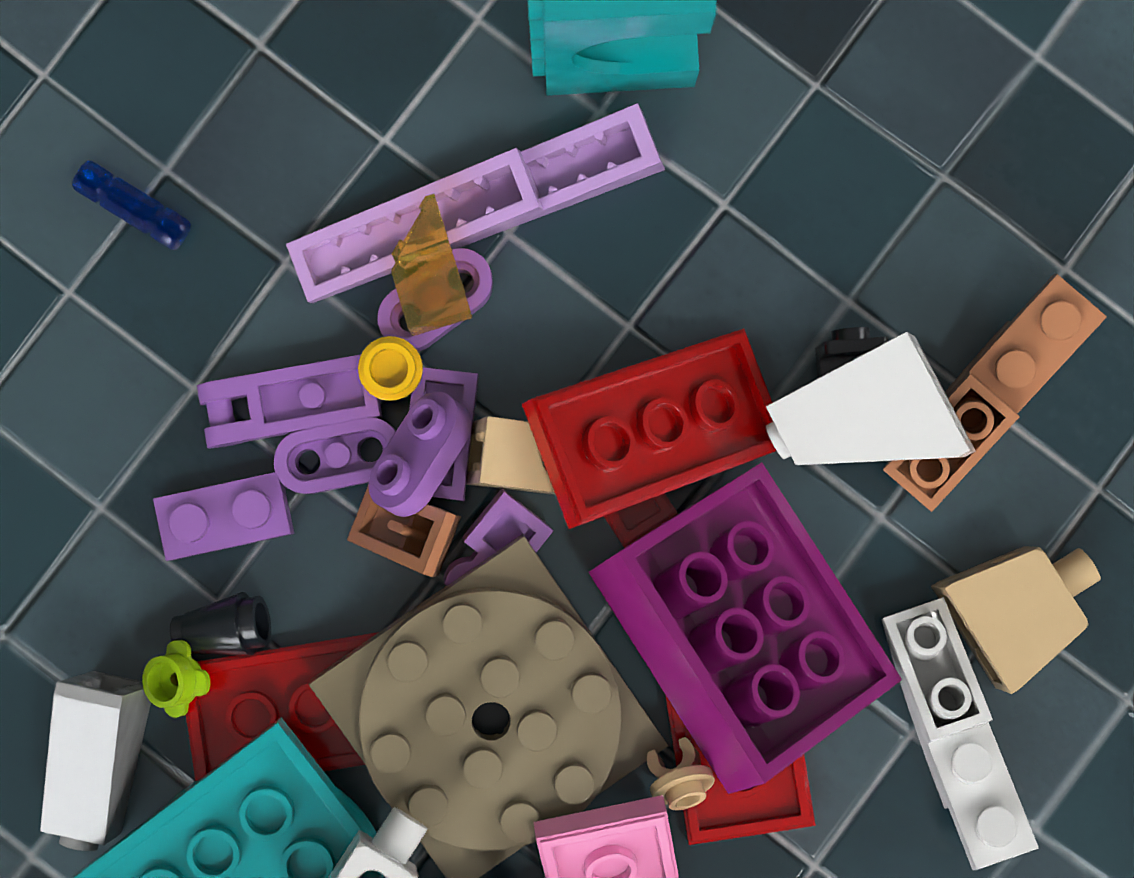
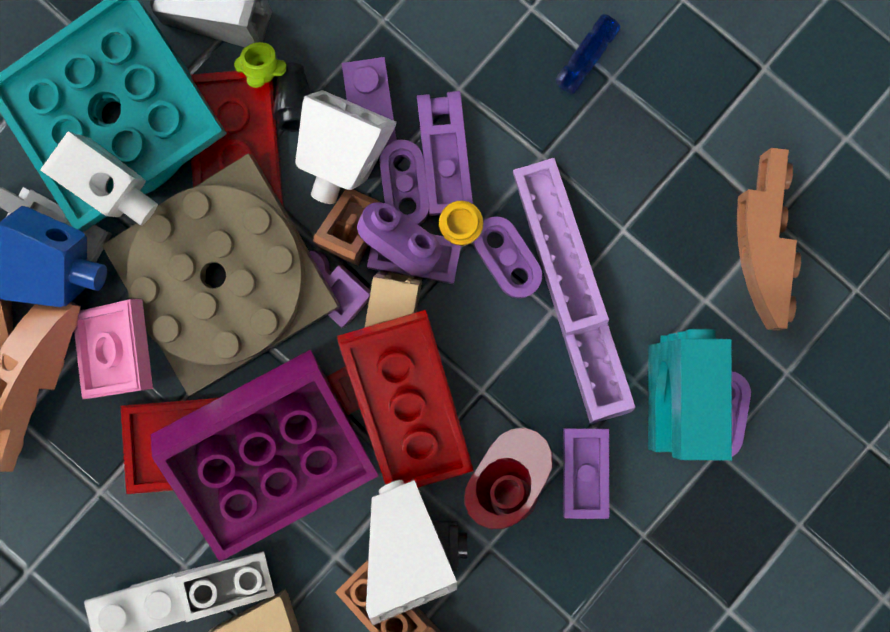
camera: 95 degrees right, 0 degrees up
(285, 553) = (339, 143): none -> white torso
(428, 274) = (524, 253): clear yellow slope -> none
(683, 785) = (160, 405): tan plate -> none
(735, 169) = (586, 473): none -> medium lavender plate
(753, 274) = (509, 479): none -> dark red piece

